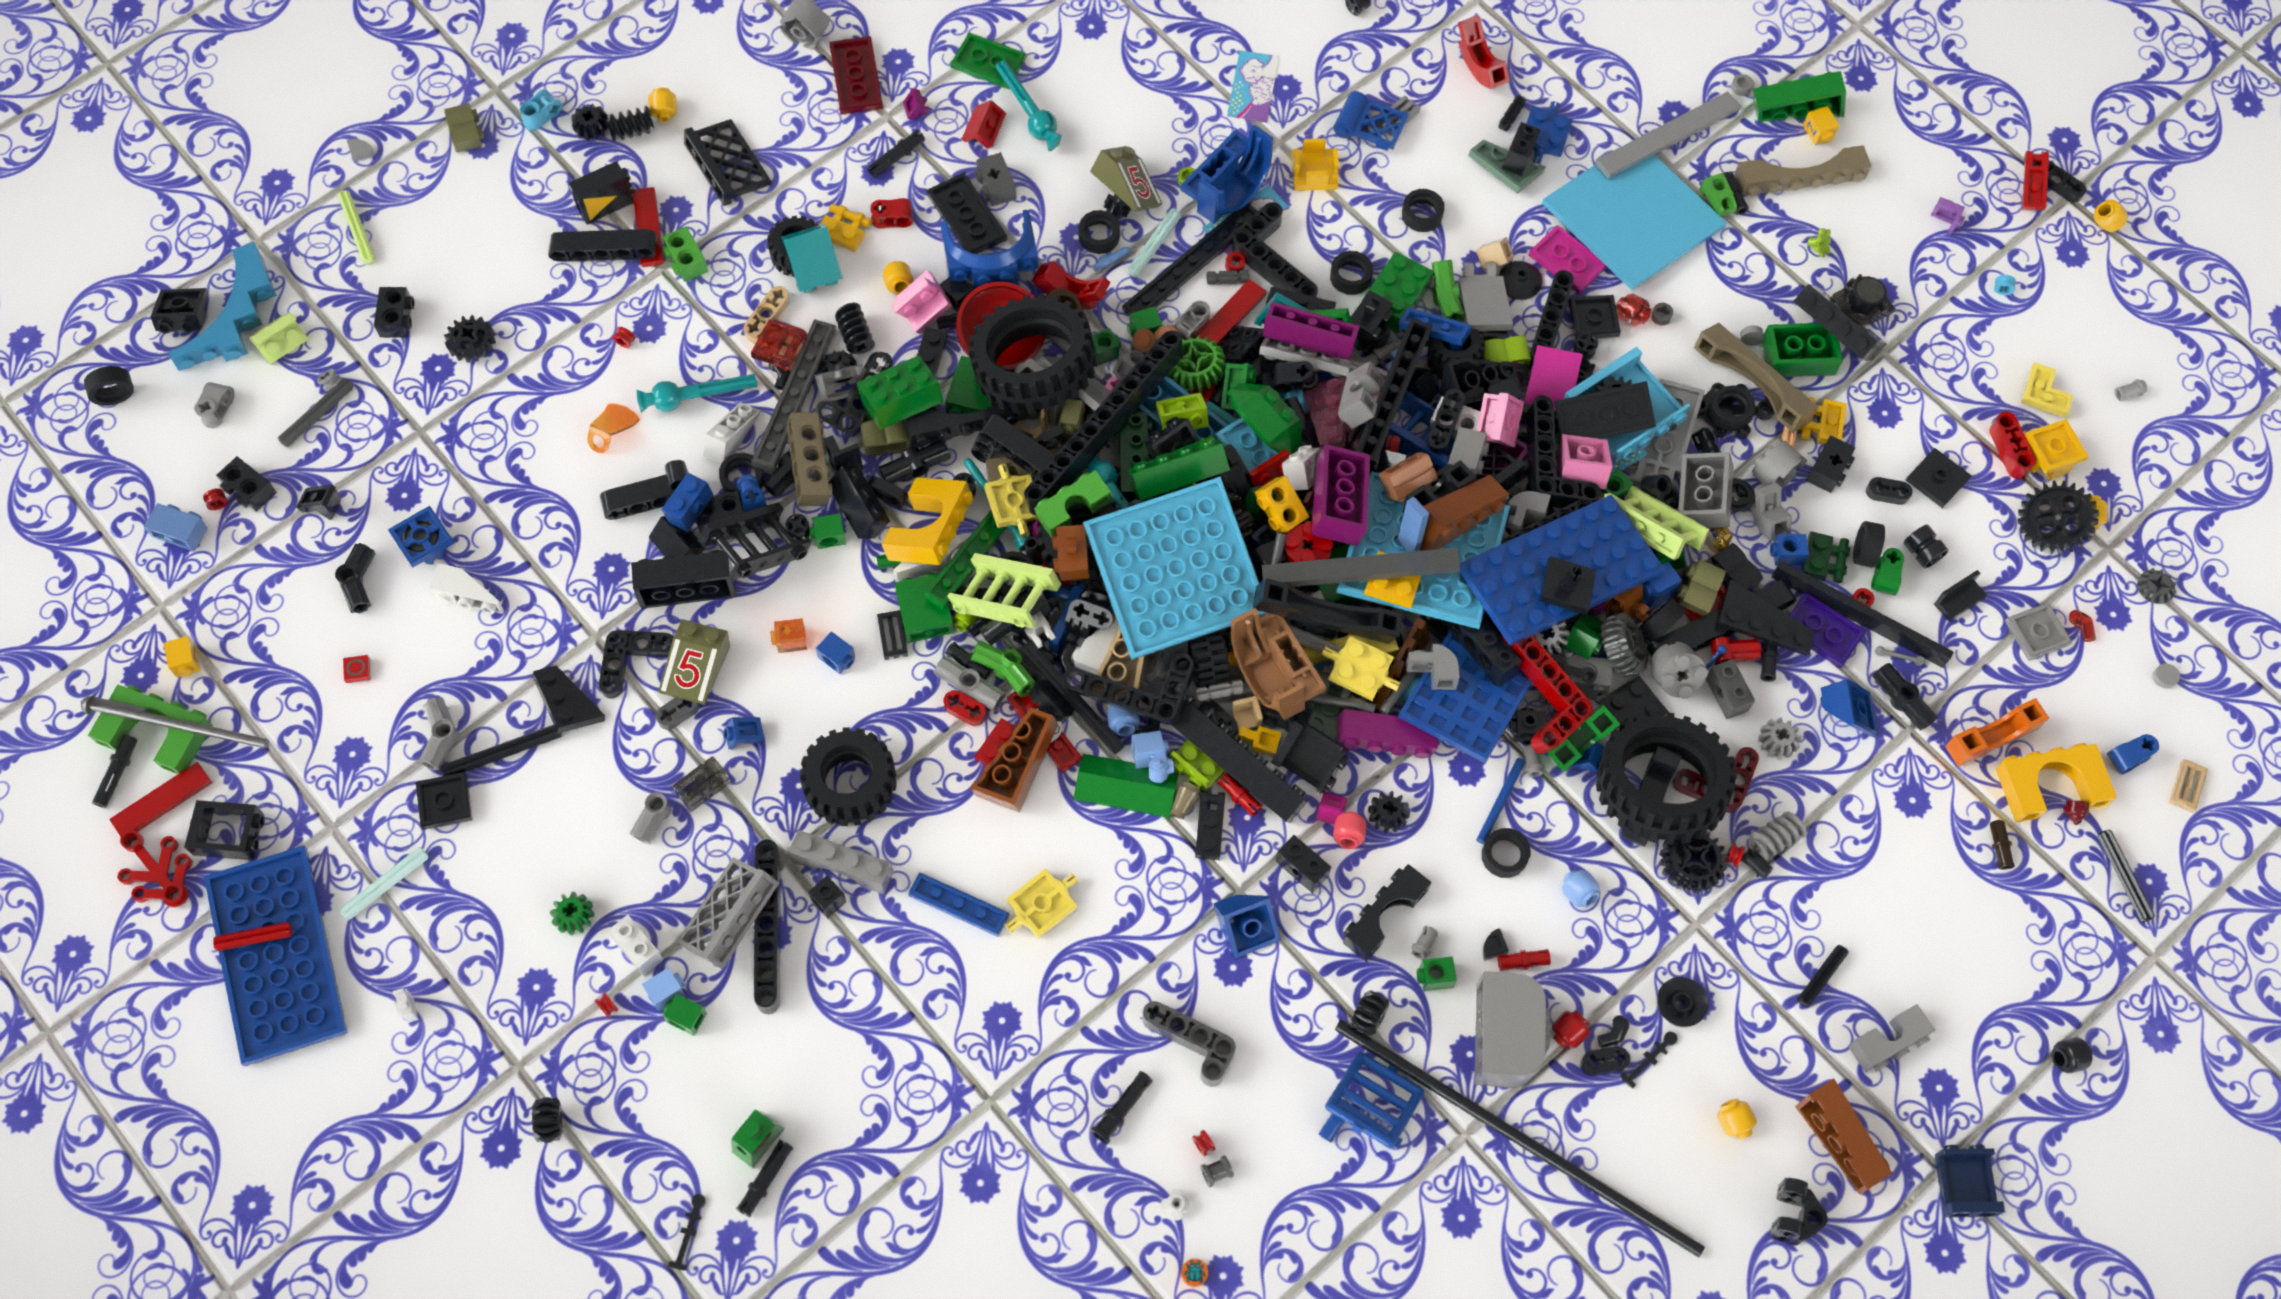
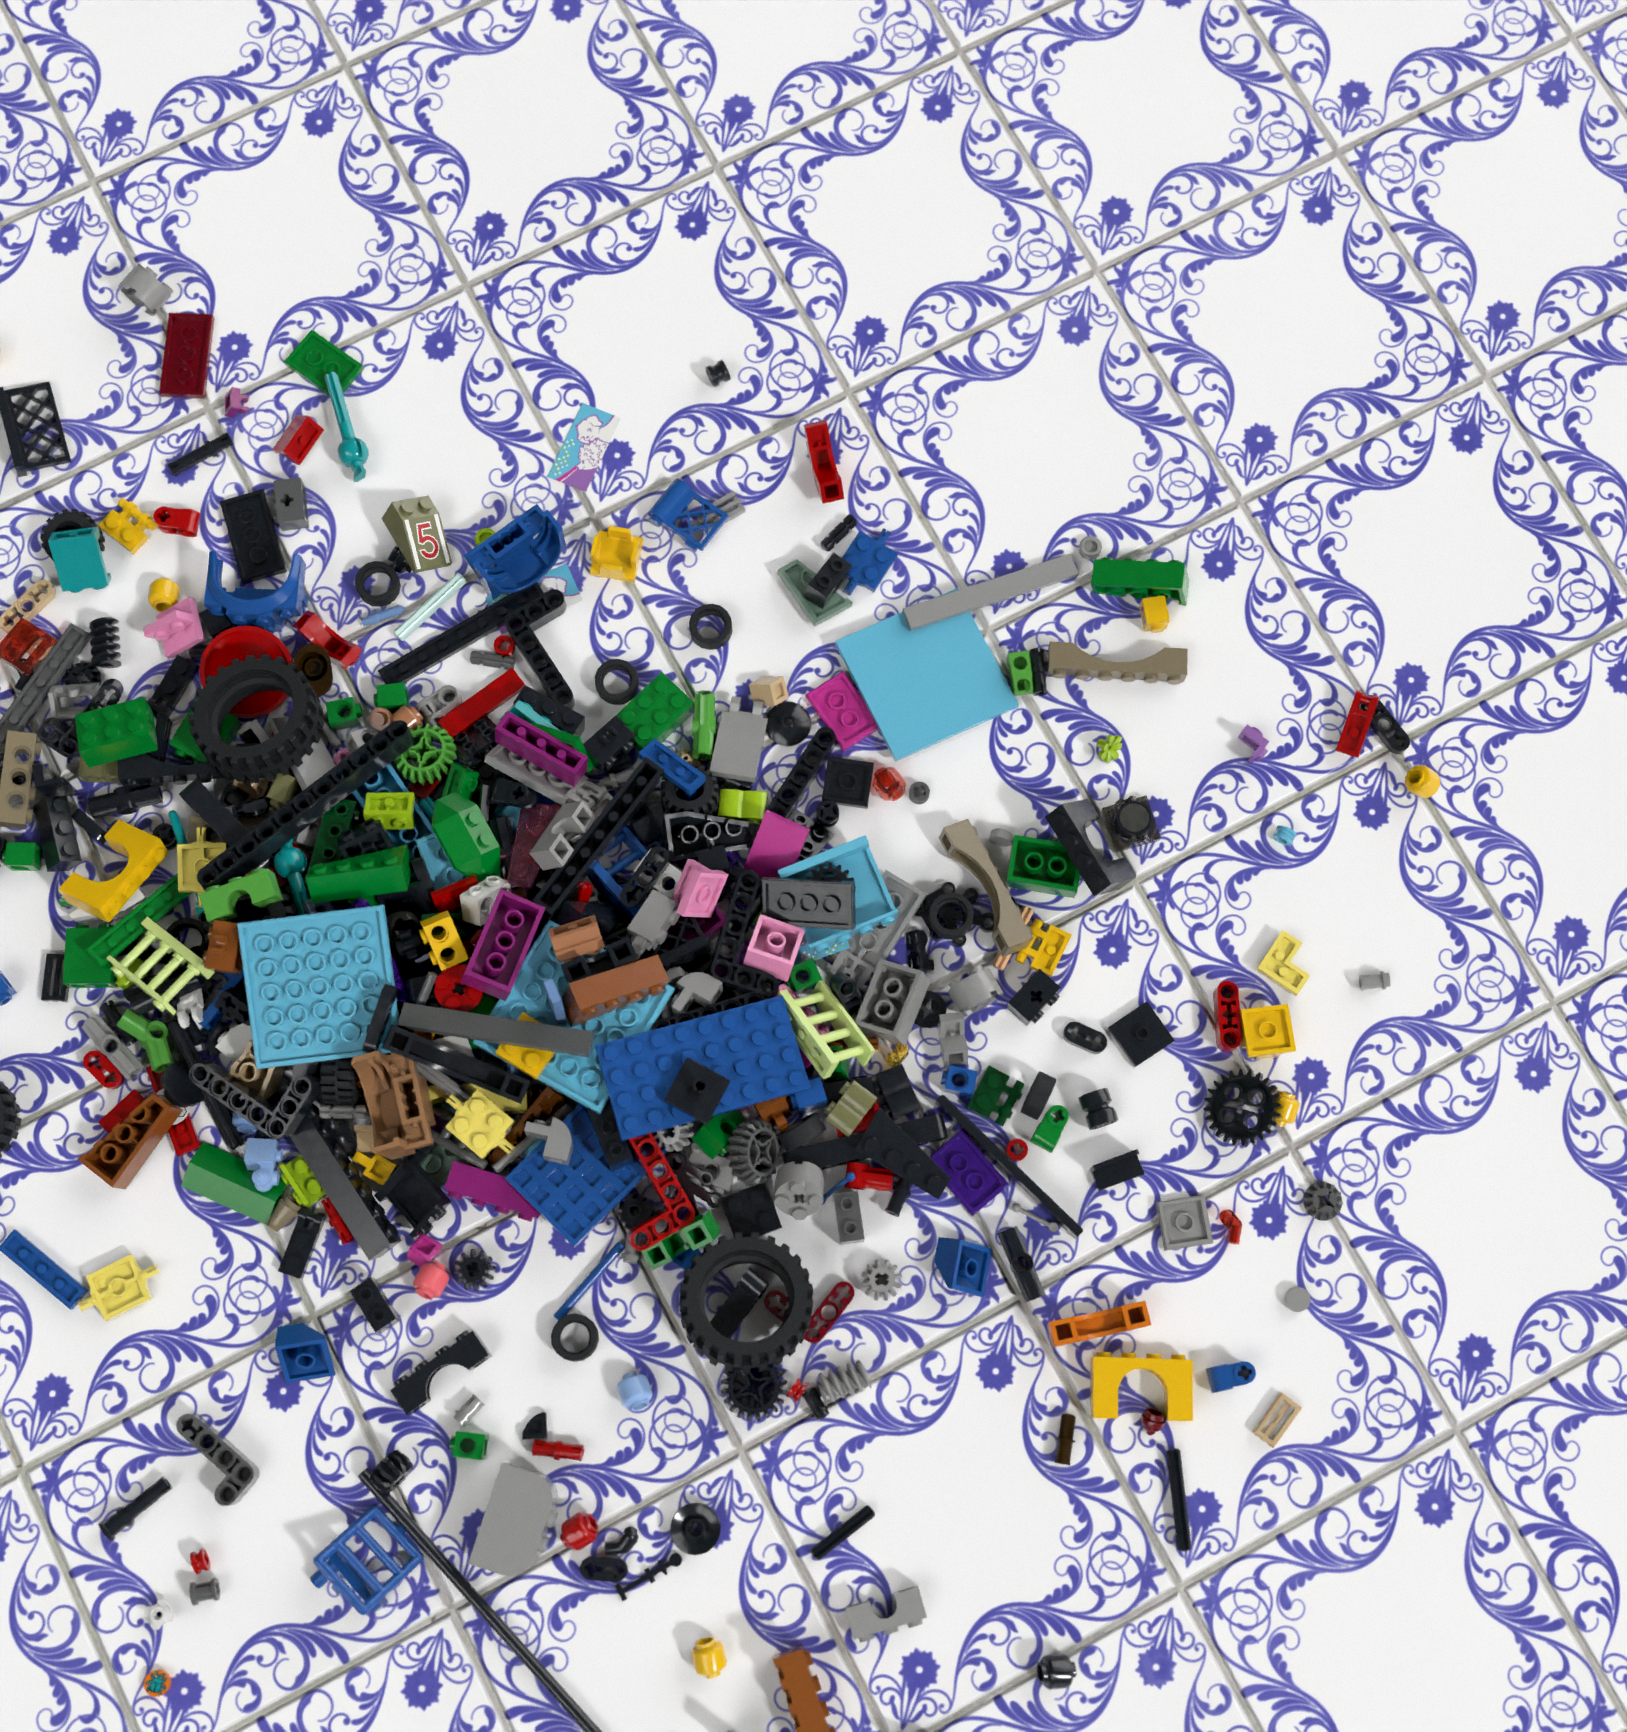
camera: 15 degrees right, 10 degrees up
(1245, 580) = (380, 1018): none -> black beam

